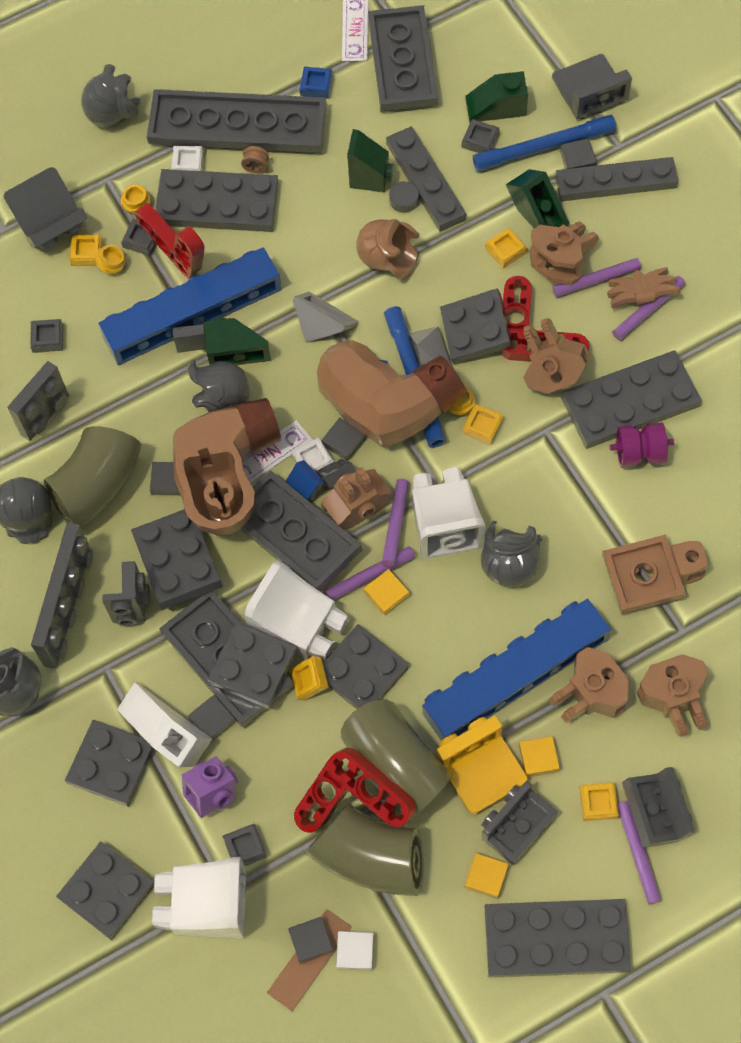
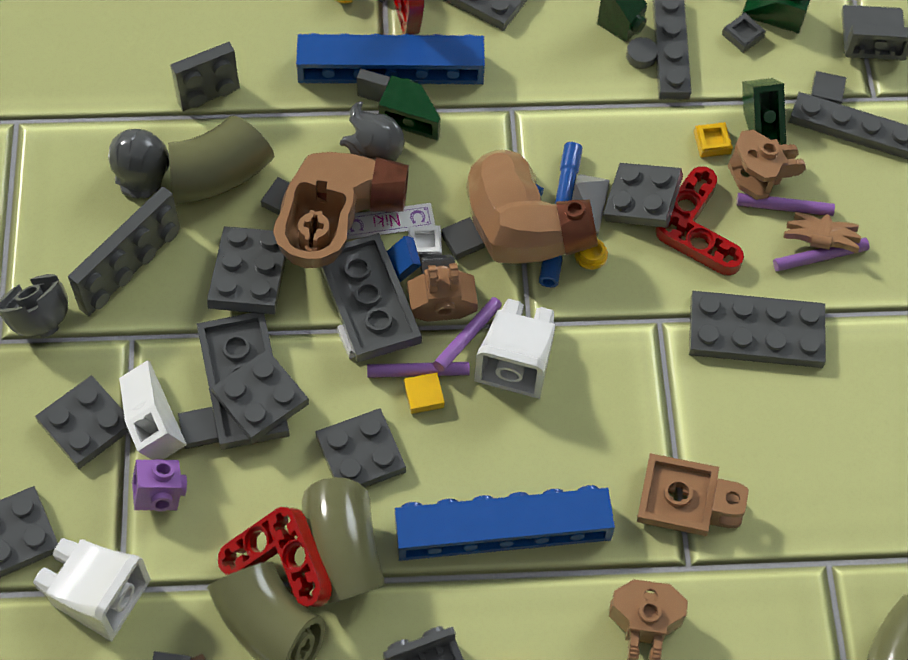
camera: 20 degrees right, 5 degrees down
(46, 335) = (250, 28): dark grey tile -> none
(129, 606) = (186, 283): dark grey bracket -> none
(245, 844) = (161, 556): dark grey tile -> none
(294, 612) = (324, 366): white hips -> none
(309, 678) = (306, 434): yellow tile -> none
(320, 318) = (503, 123): light grey slope -> none
(388, 247) = (600, 87): medium nougat hair -> none
(480, 764) = (419, 591): yellow bracket -> none
(482, 424) = (601, 286): yellow tile -> none
(498, 156) = (852, 70): blue piece -> none
(511, 556) = (557, 415): dark grey hair -> none
(539, 756) = (481, 614): yellow tile -> none
(554, 361) = (698, 258): medium nougat hinge -> none
(591, 688) = (571, 571): medium nougat hinge -> none
(648, 444) = (748, 376): magenta wheel -> none

